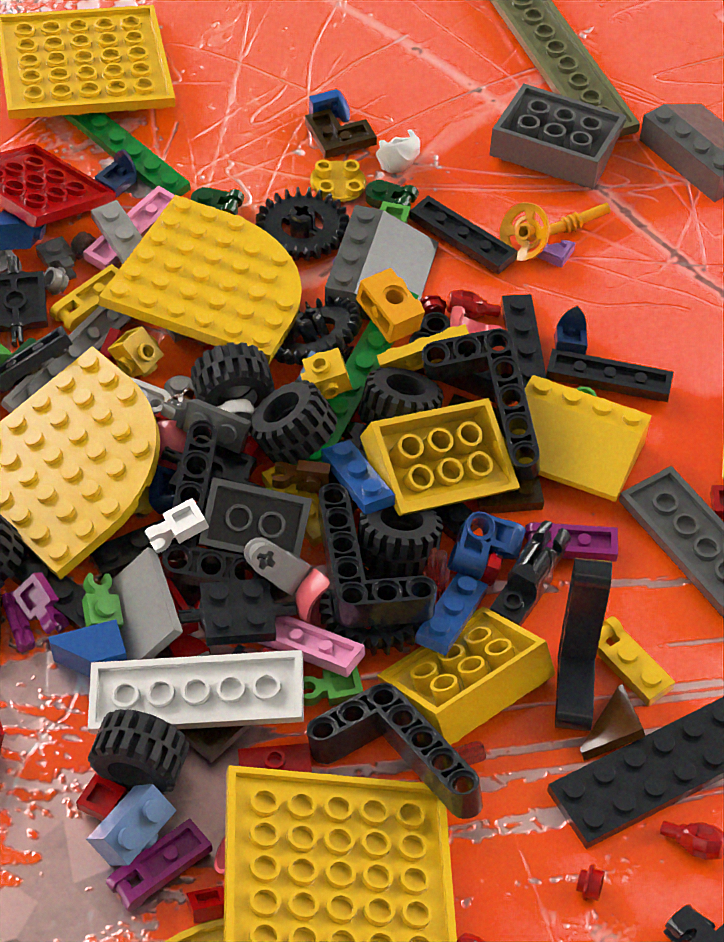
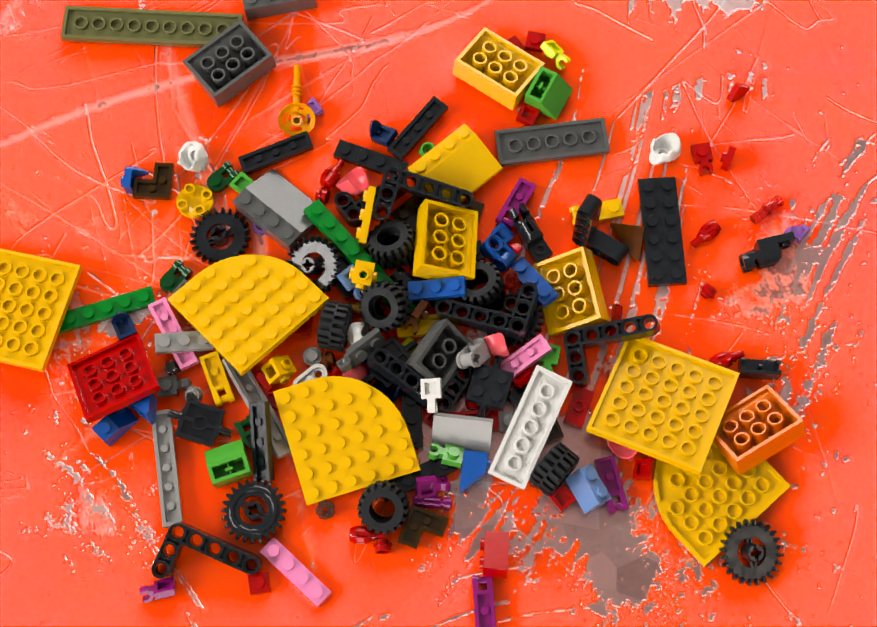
camera: 60 degrees left, 20 degrees up
(390, 305) = (320, 224): light orange brick -> none

